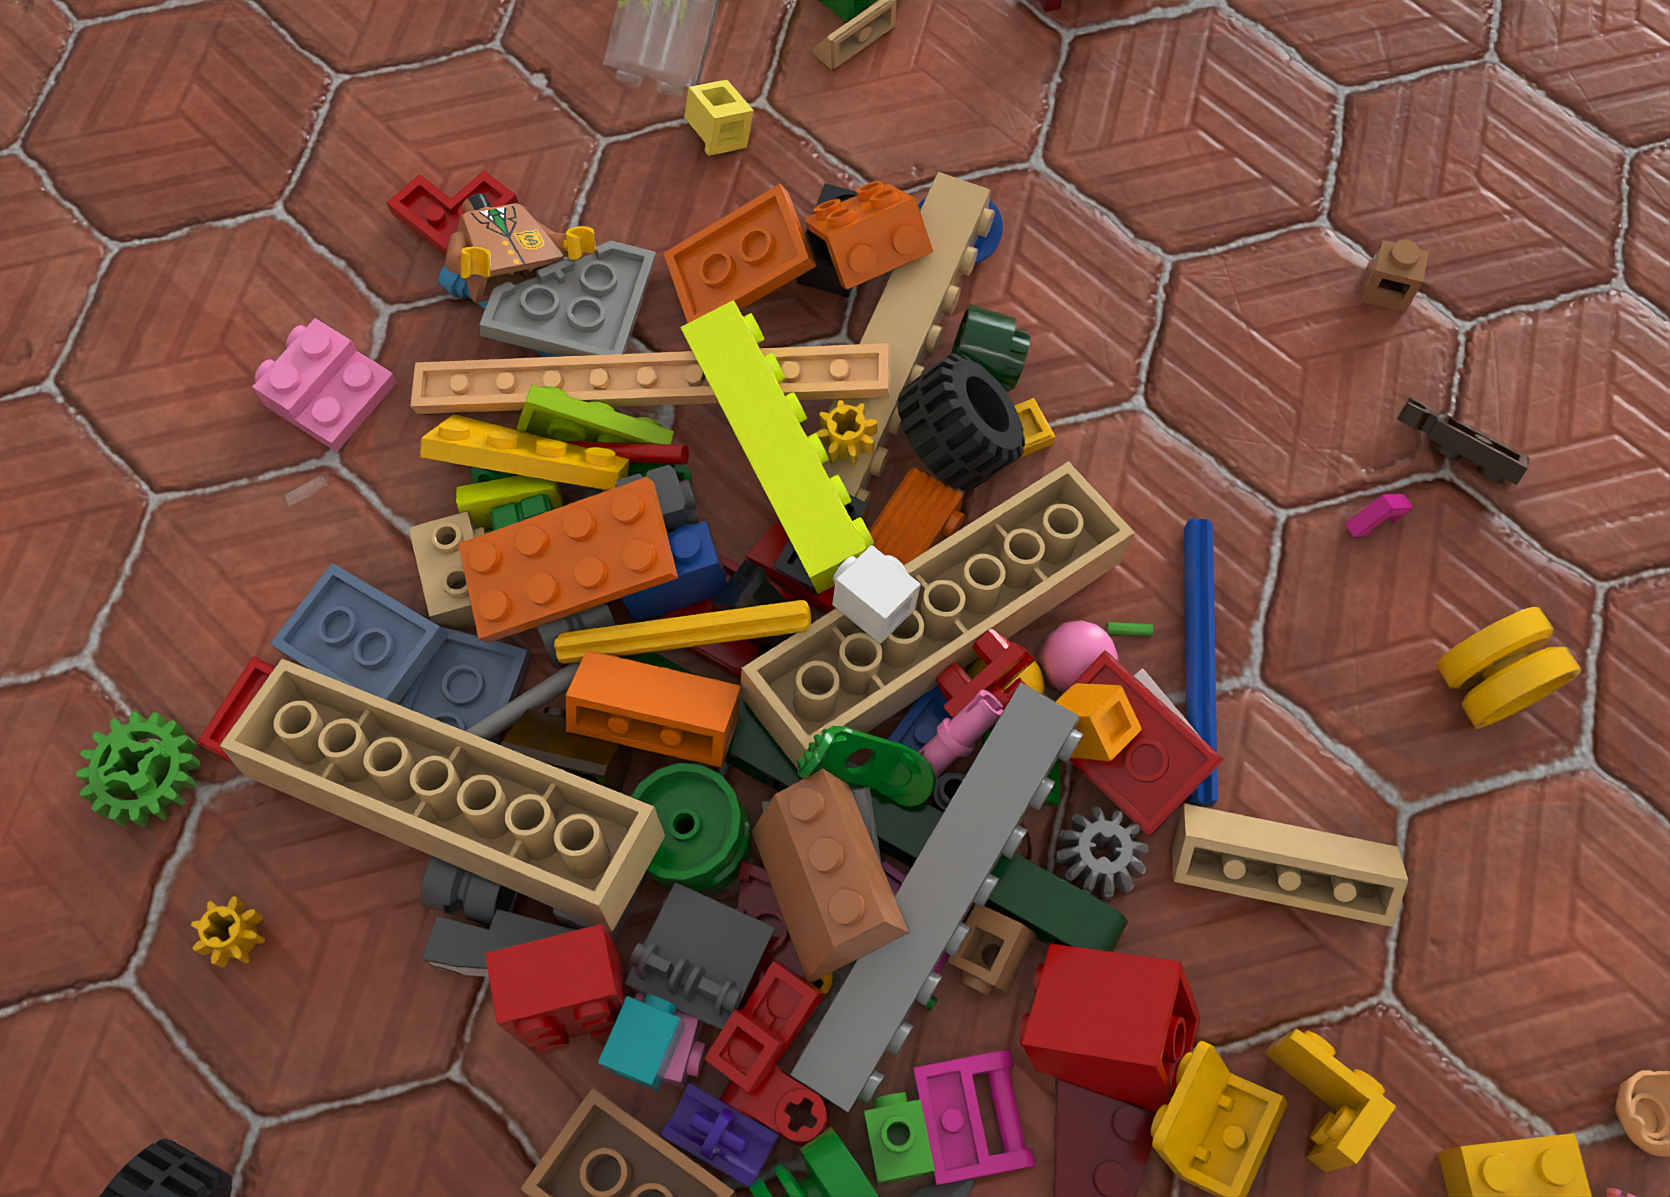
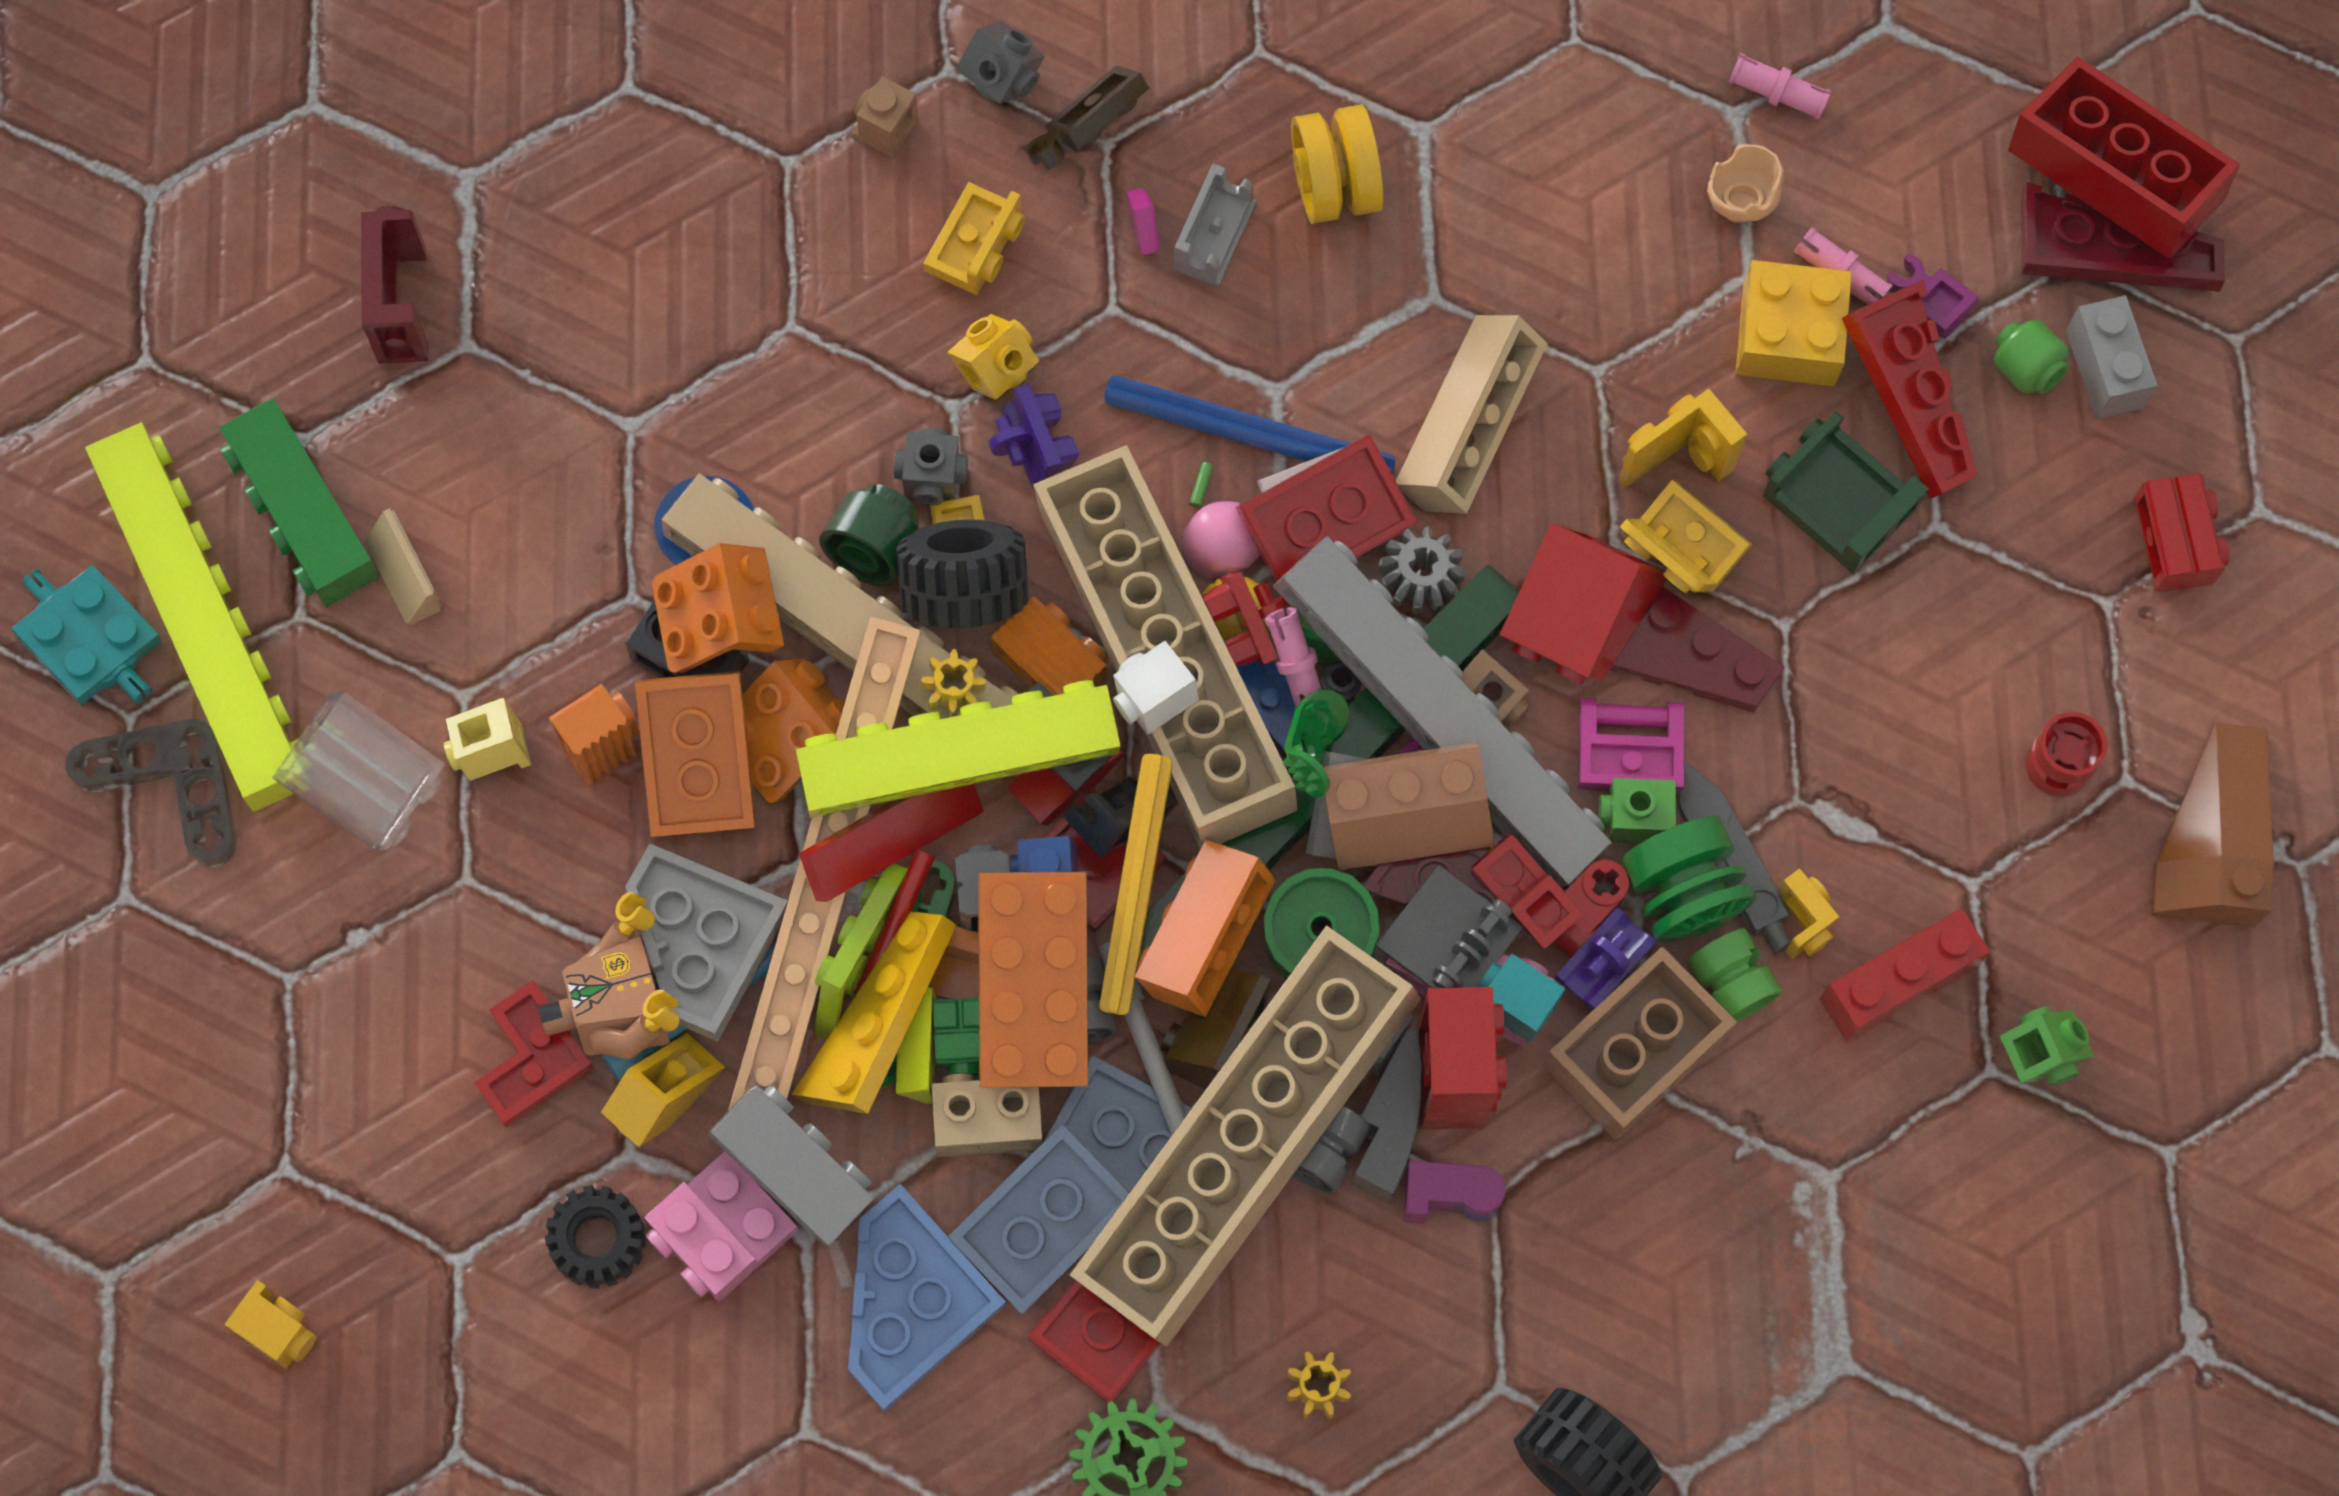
camera: 80 degrees left, 5 degrees up
(196, 87) = (271, 1327): none -> yellow brick
(275, 548) = (910, 1299): none -> medium blue plate
(294, 273) = (589, 1205): none -> black tyre
(364, 406) = (792, 1163): none -> light grey brick
(436, 309) = (661, 1089): none -> yellow slope
(450, 1026) = (1451, 1187): none -> magenta leg
(688, 416) = (885, 838): none -> red tile
(732, 171) = (596, 733): none -> orange brick
(802, 318) = (780, 714): none -> orange bracket
(1066, 385) = (930, 466): none -> dark grey brick
(1103, 719) = (1302, 526): light orange panel -> none
(1147, 459) = (1026, 437): none -> dark purple hips
(1177, 416) = (994, 355): none -> yellow brick
(1305, 375) = (974, 237): none -> yellow bracket
(1398, 577) = (1214, 227): none -> light grey hinge
(1487, 352) = (1001, 62): none -> dark grey brick

